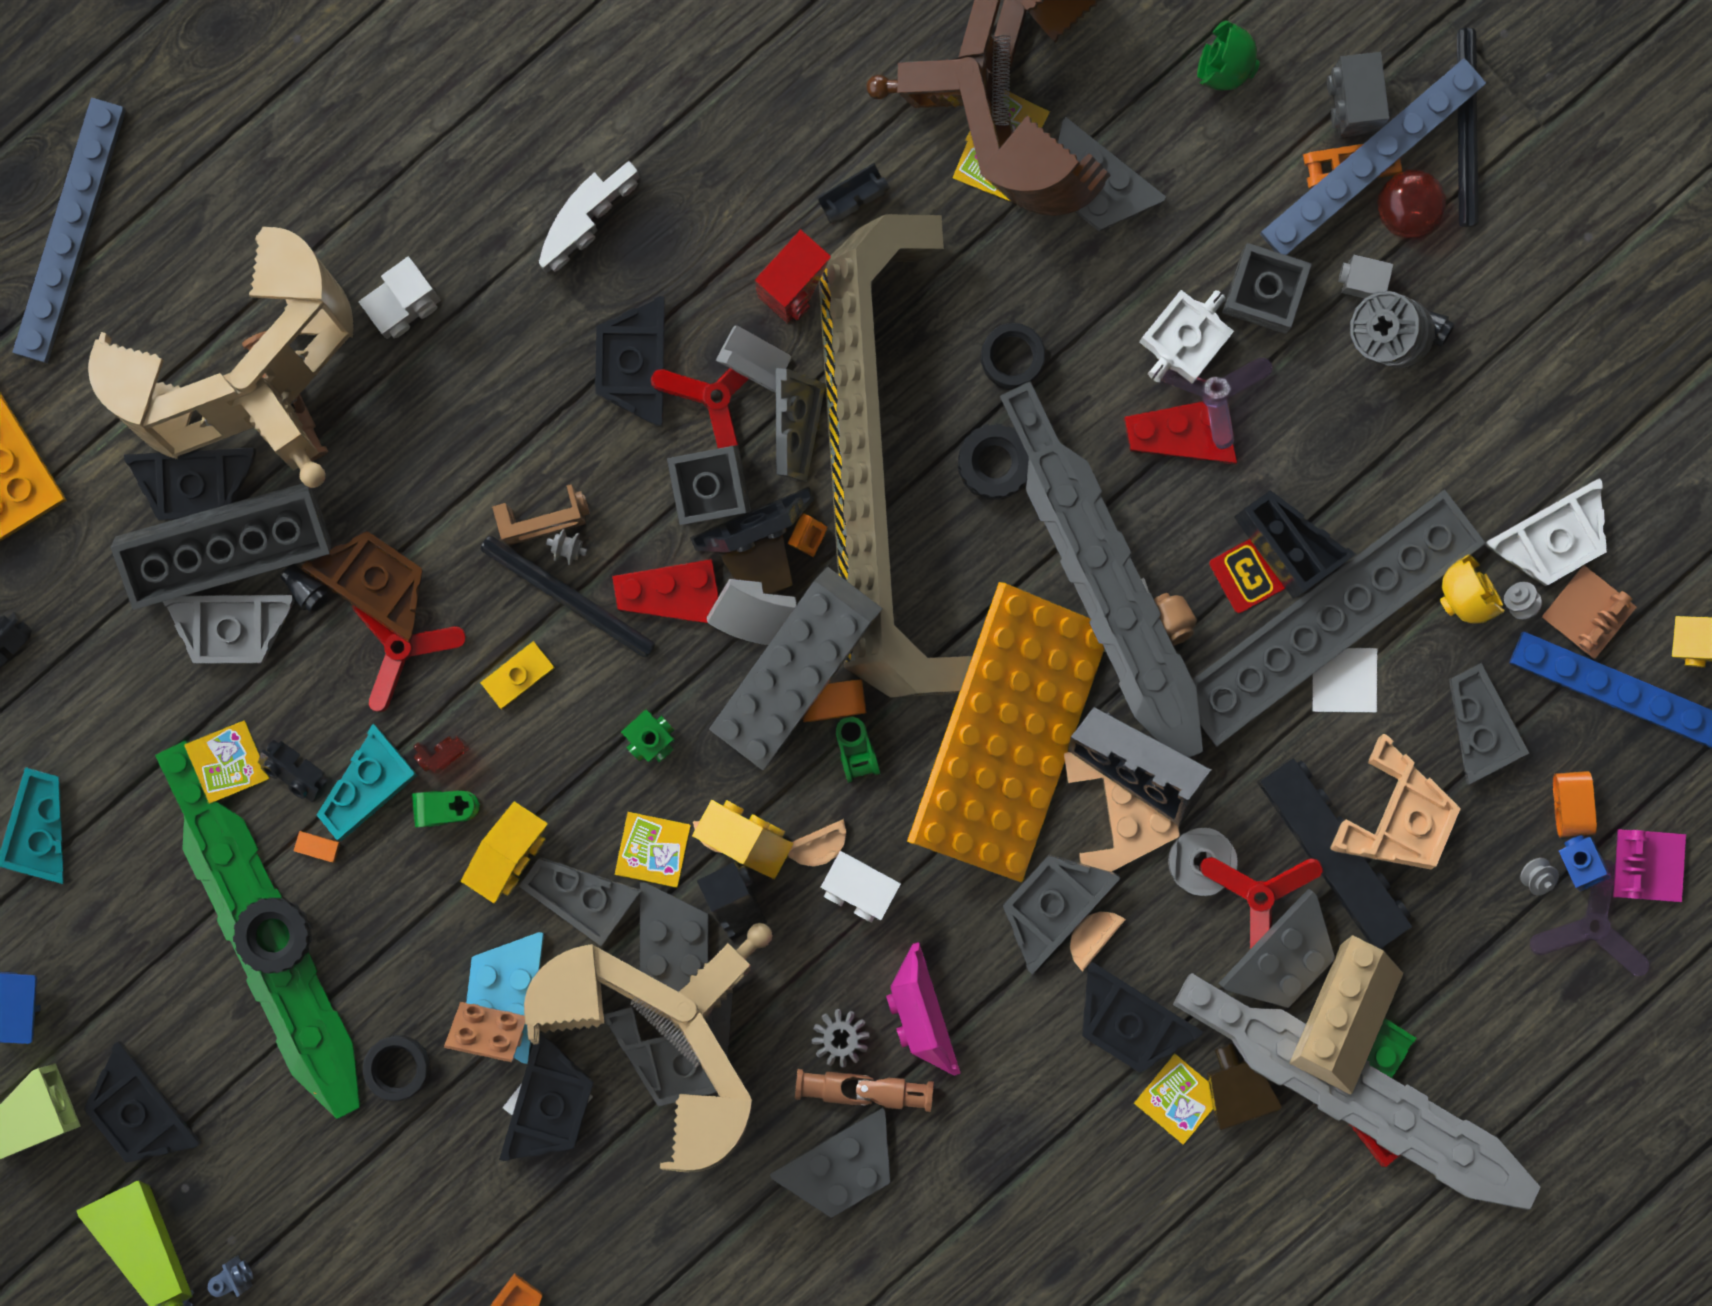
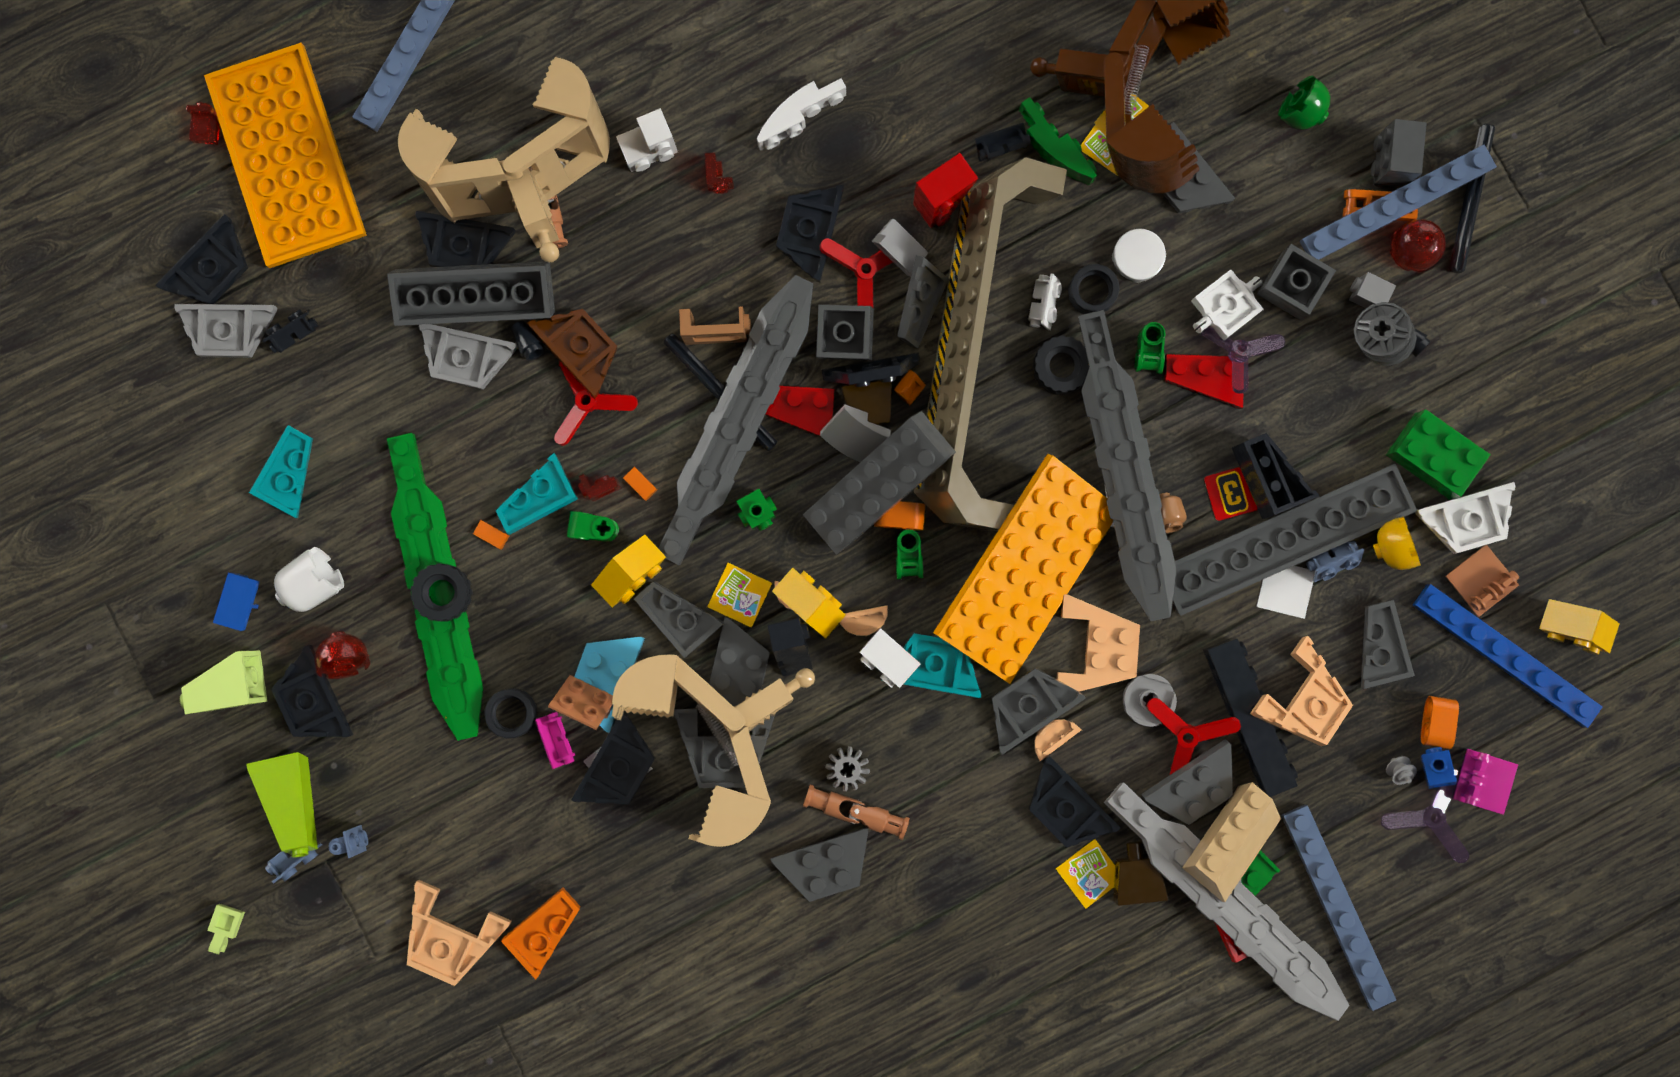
camera: 15 degrees right, 0 degrees up
(98, 961) = (307, 581): none -> white cylinder
(163, 1045) = (341, 656): none -> clear red cylinder
(226, 761) = (438, 456): sticker -> none
(301, 780) = (478, 467): black hinge -> none
(460, 1090) = (554, 740): none -> dark pink hinge
(492, 737) = (640, 484): none -> orange piece
(493, 315) = (713, 171): none -> clear red bracket
(517, 675) = (669, 441): yellow plate -> none
(566, 546) = (727, 354): light grey wheel -> none
(598, 619) = (734, 423): none -> dark grey plate
(920, 1013) = (912, 764): dark pink wedge -> none
(928, 881) = (941, 667): none -> teal wing
(930, 190) = (1057, 152): none -> green slope
(958, 400) = (1048, 291): none -> white hinge
(1060, 298) = (1139, 255): none -> white tile
(1102, 416) = (1150, 351): none -> green piece
(1140, 764) = (1121, 616): wedge -> none
(1410, 623) = (1344, 557): none -> sand blue hinge
(1495, 465) = (1438, 454): none -> green brick
(1501, 1067) = (1338, 907): none -> sand blue plate
(1523, 600) = (1435, 560): light grey wheel -> none

